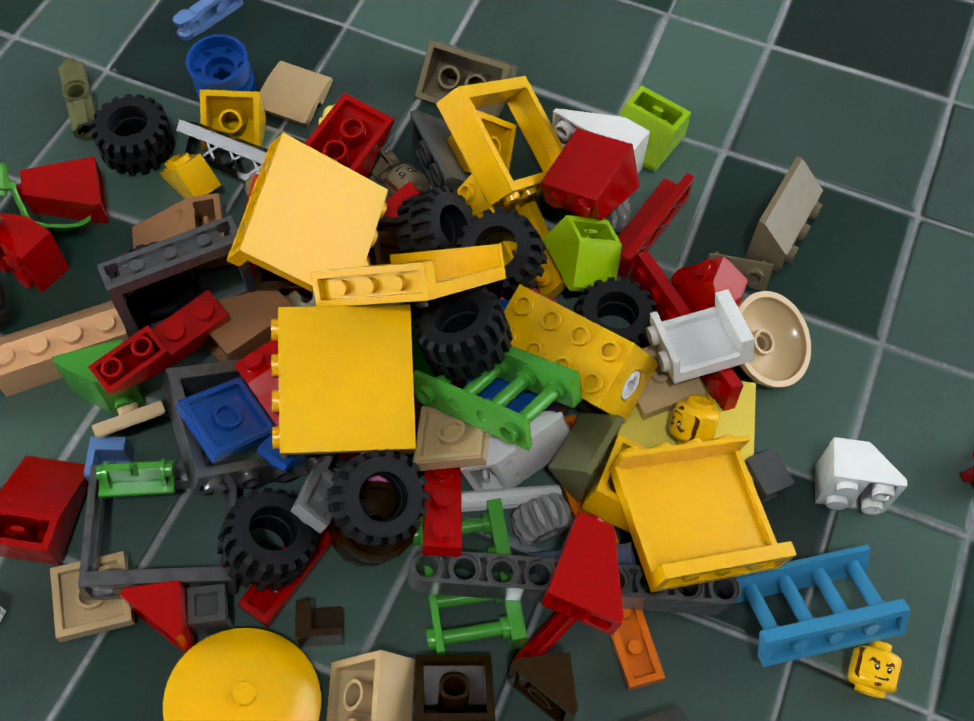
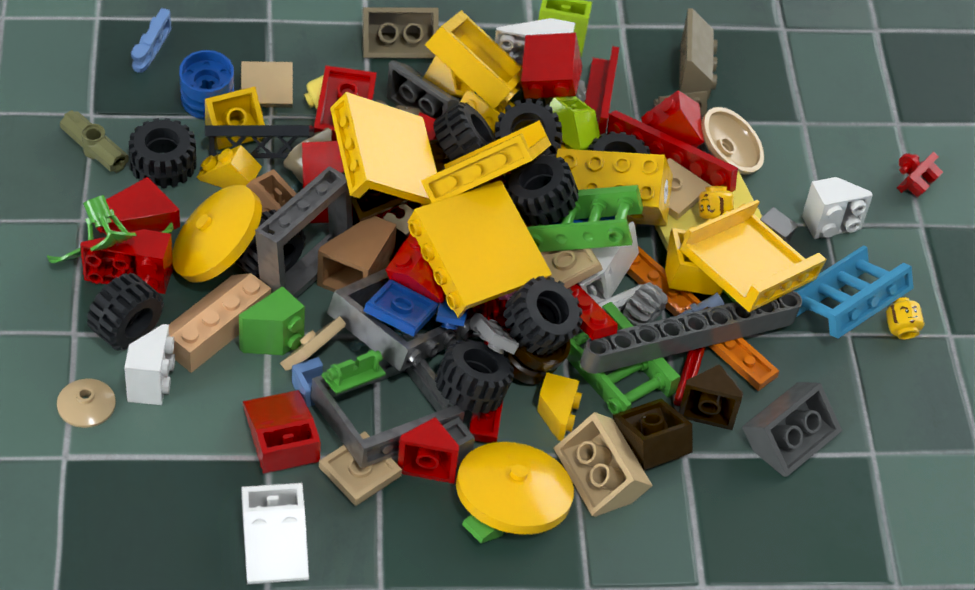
camera: 30 degrees left, 10 degrees down
(102, 241) = (217, 233): none -> yellow dish
(160, 347) = (319, 275): red slope -> none
(318, 625) = (532, 428): dark brown panel -> none
(365, 605) = (556, 403): none -> yellow slope
(584, 451) = (656, 247): olive slope -> none
(587, 576) = (706, 315): red slope -> none
(702, 340) = (697, 147): white panel -> none

